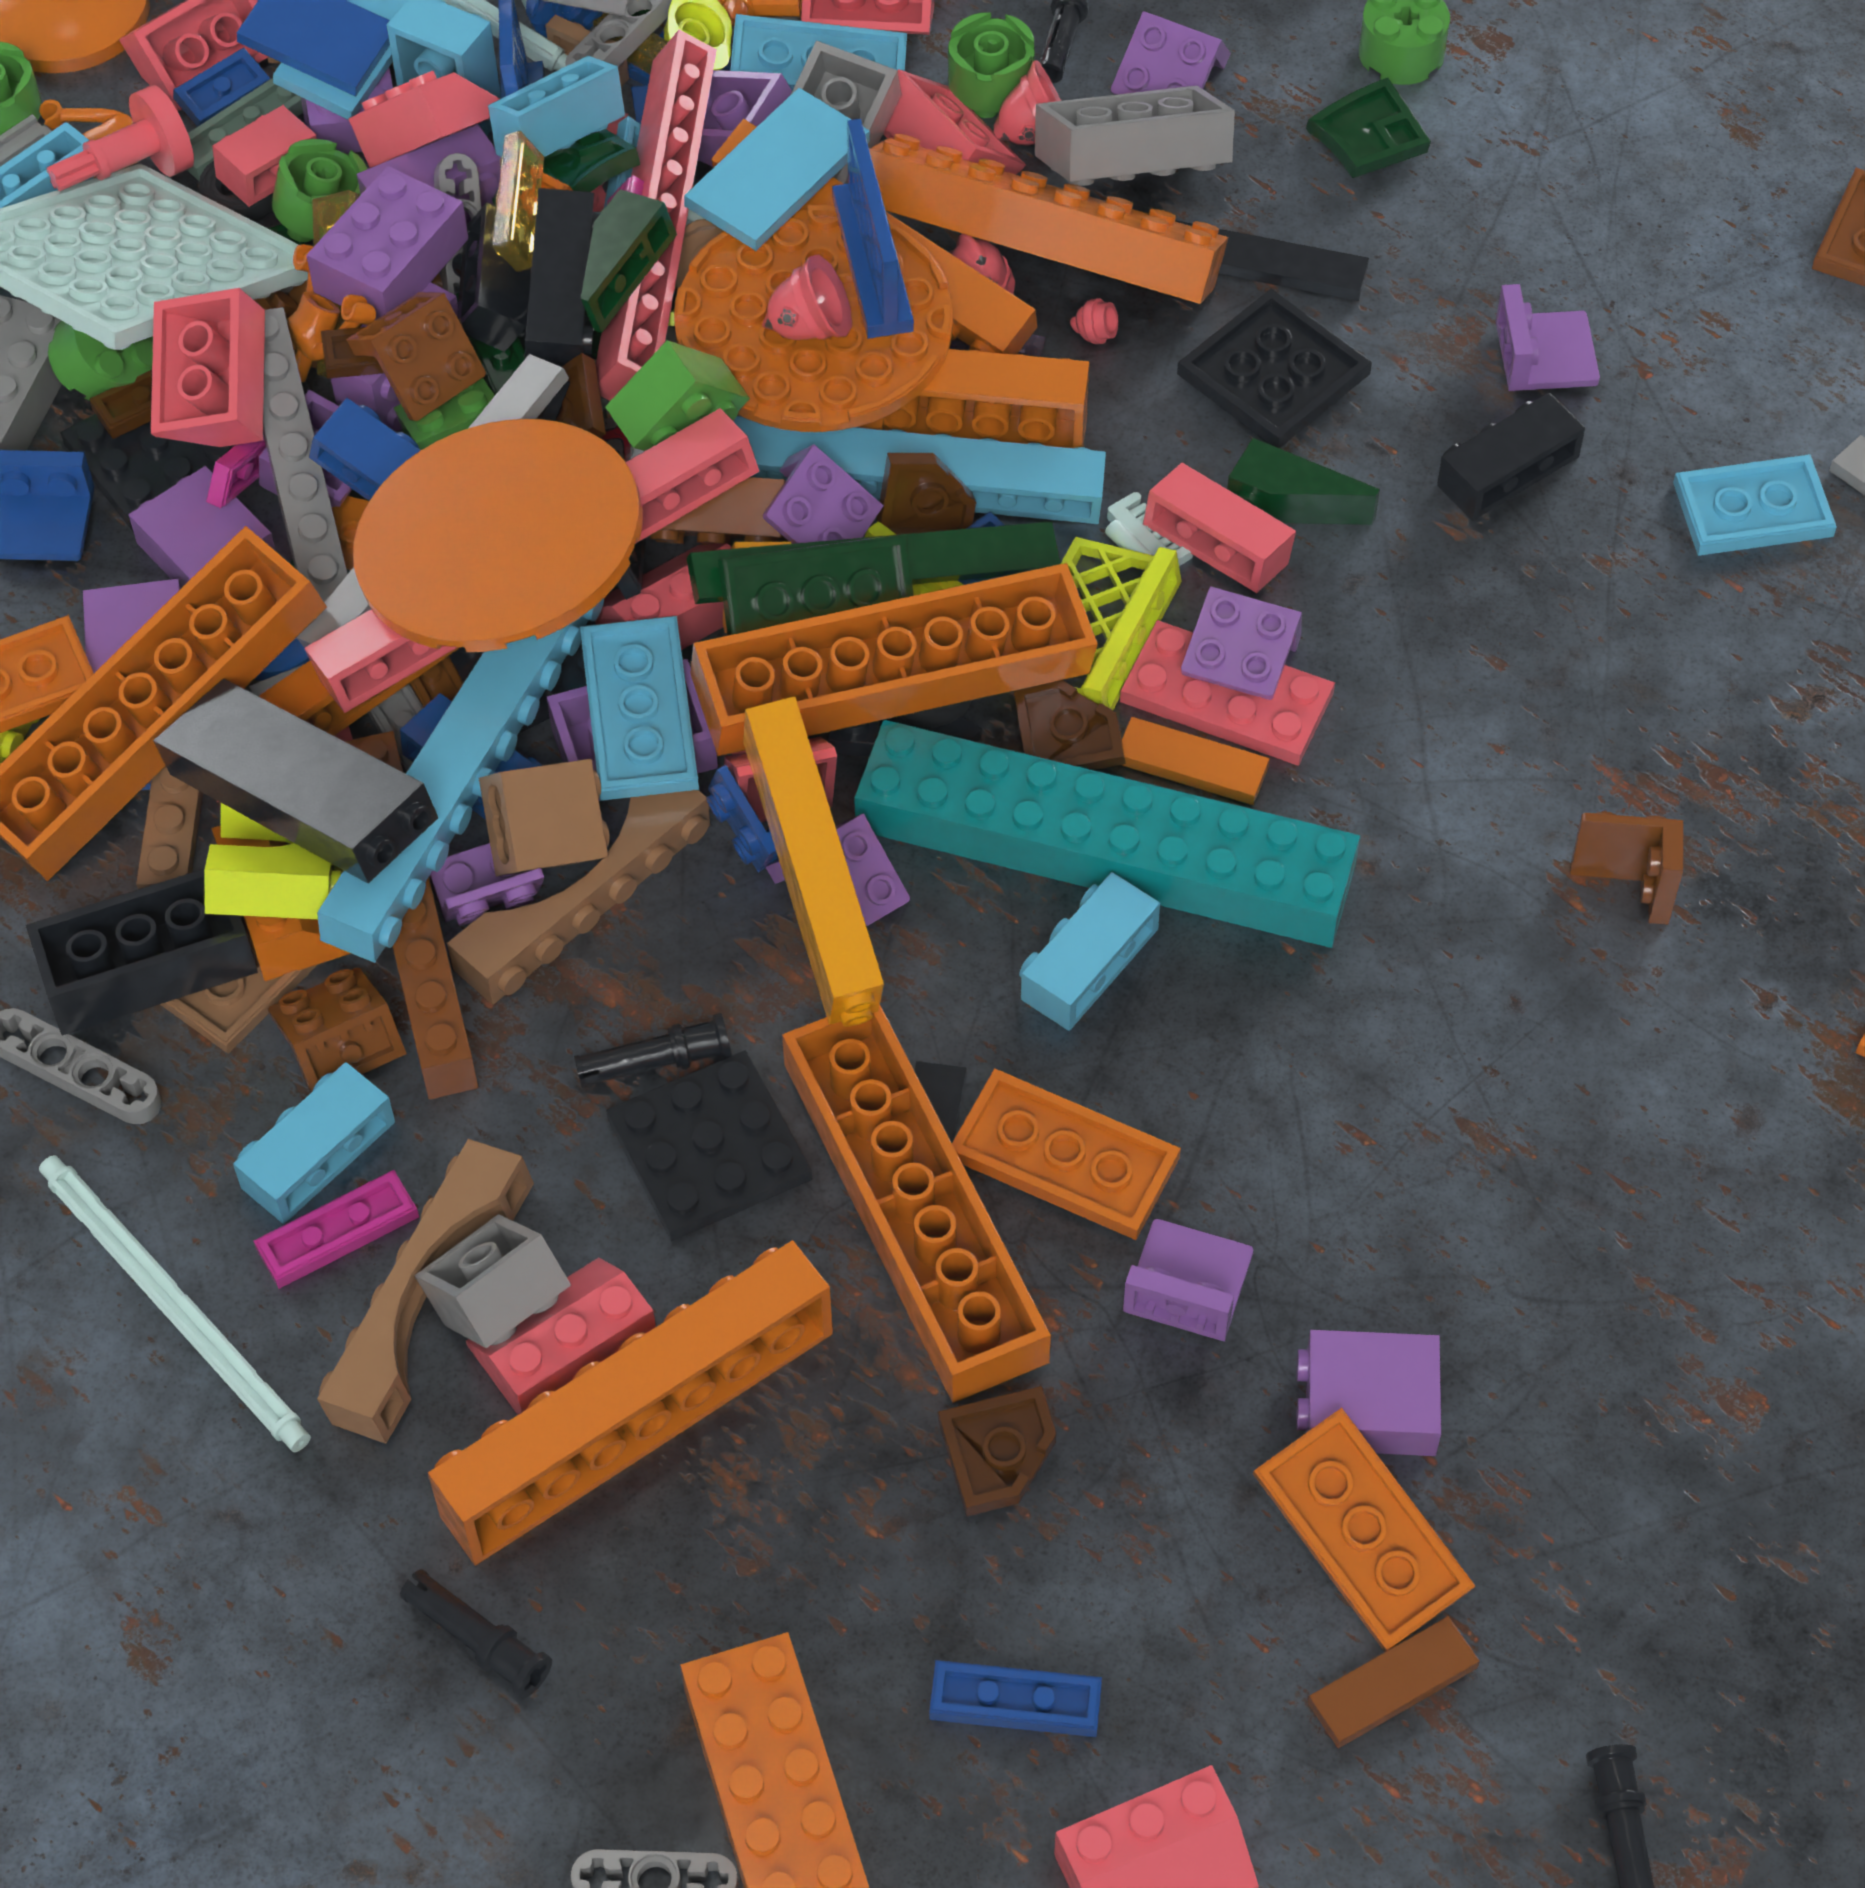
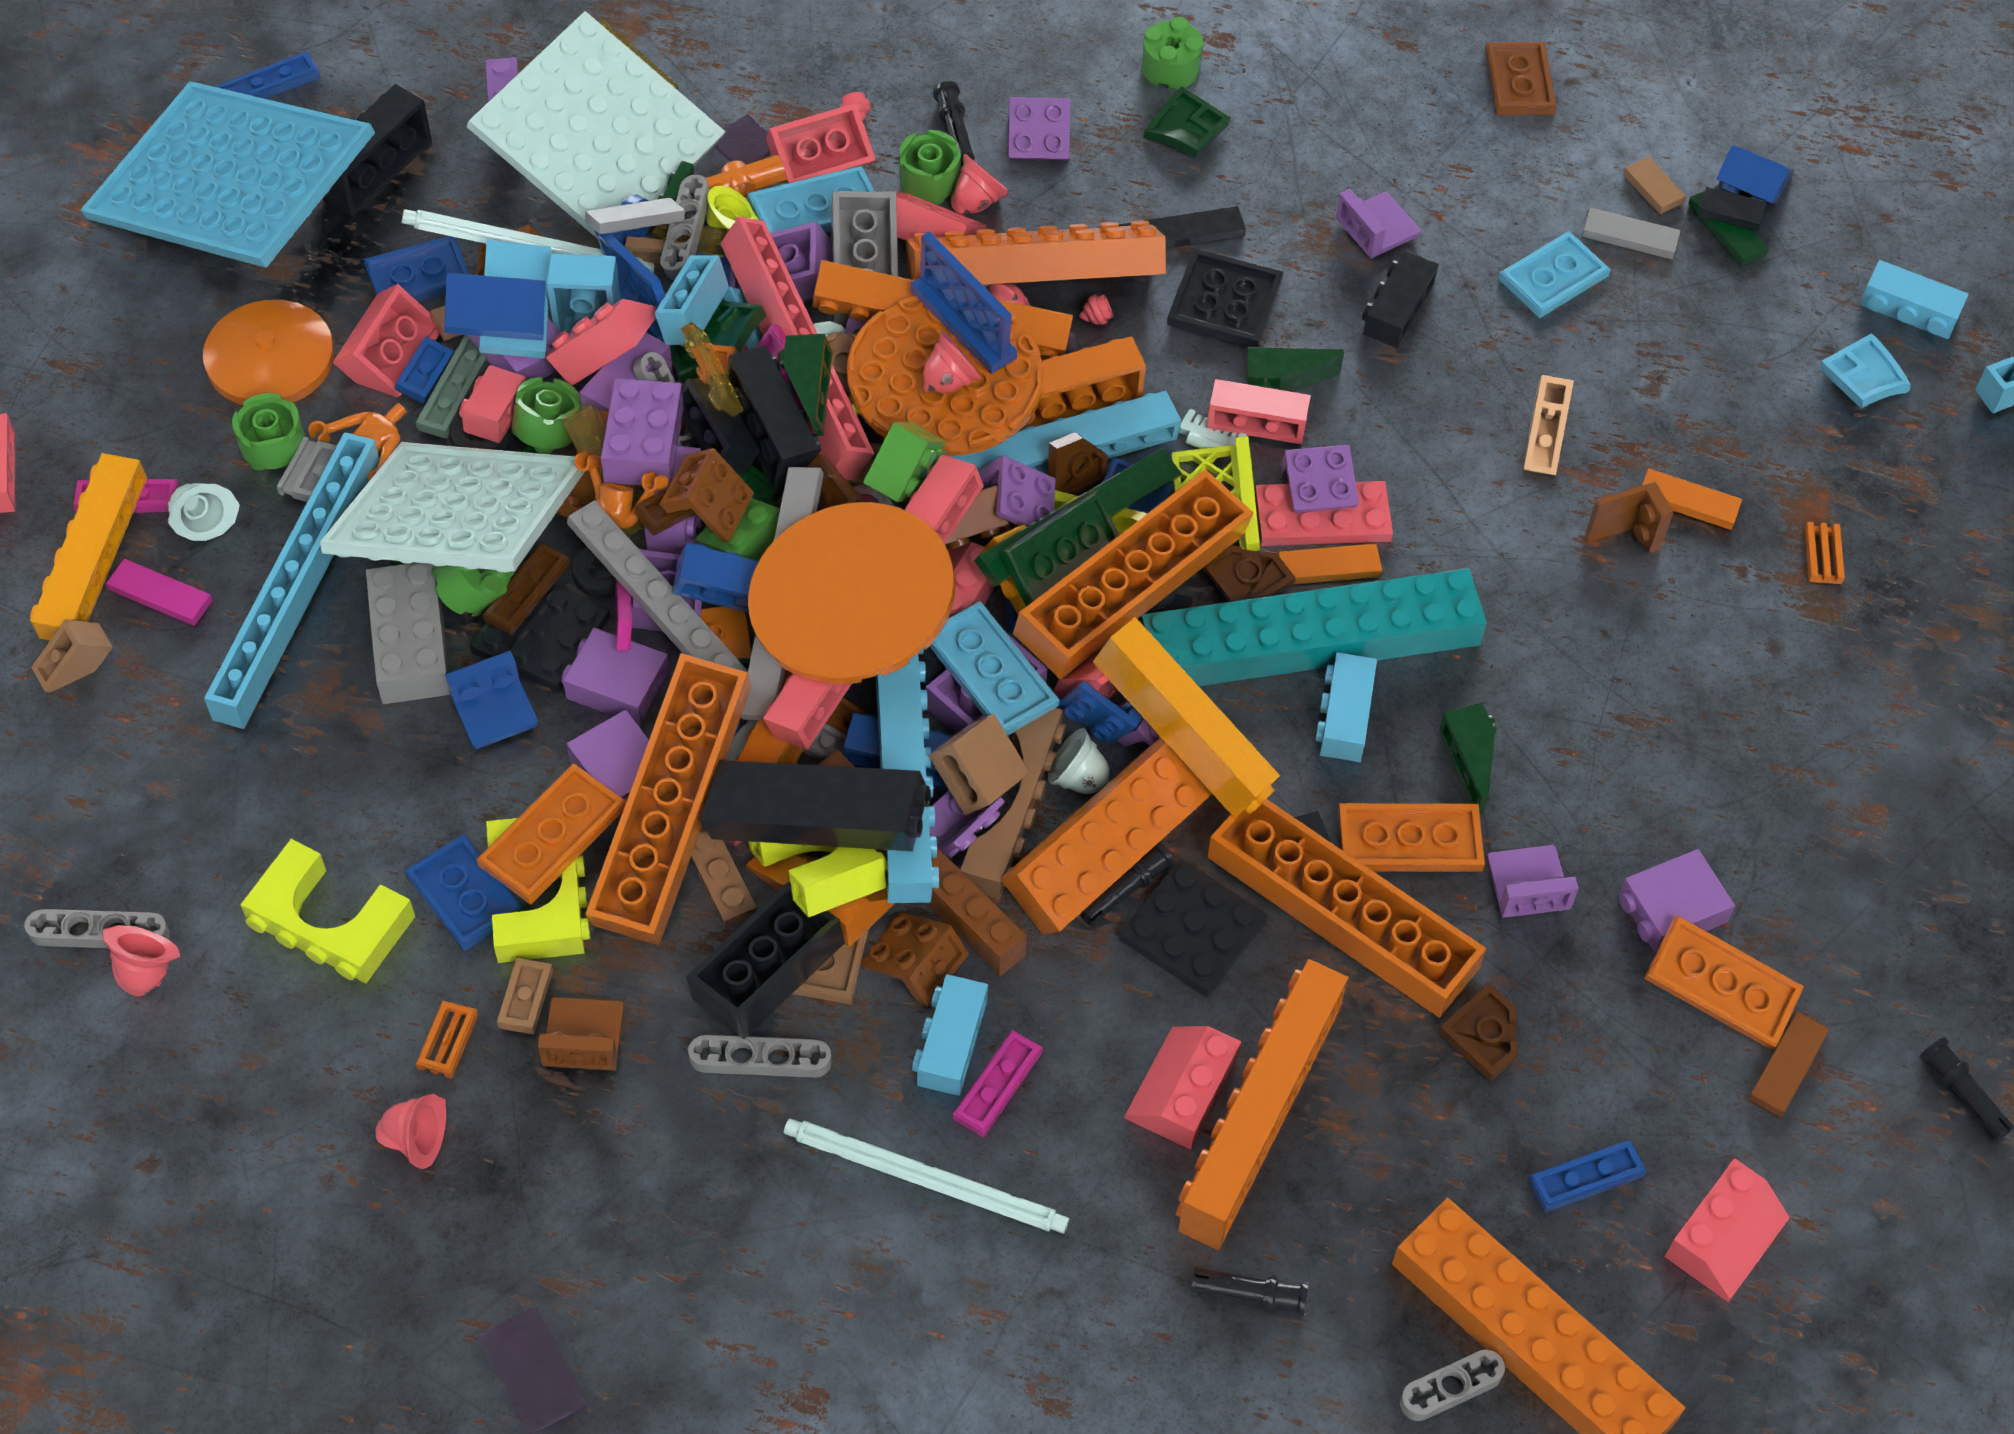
camera: 30 degrees left, 0 degrees up
(154, 134) = (413, 416): coral piece -> none
(208, 369) = (579, 560): coral slope -> none
(370, 1380) = (1090, 1164): medium nougat arch -> none
(493, 1281) = (1130, 1068): light grey brick -> none
(675, 973) = (1105, 837): none -> orange brick
(691, 883) = (1080, 765): none -> light aqua piece
(774, 170) = (866, 285): medium azure tile -> none
(1134, 134) = (1056, 179): light grey brick -> none
(1224, 1075) = (1470, 742): none -> dark green slope
(1607, 695) = (1548, 424): none -> light nougat slope
(1752, 873) = (1696, 499): none -> orange tile

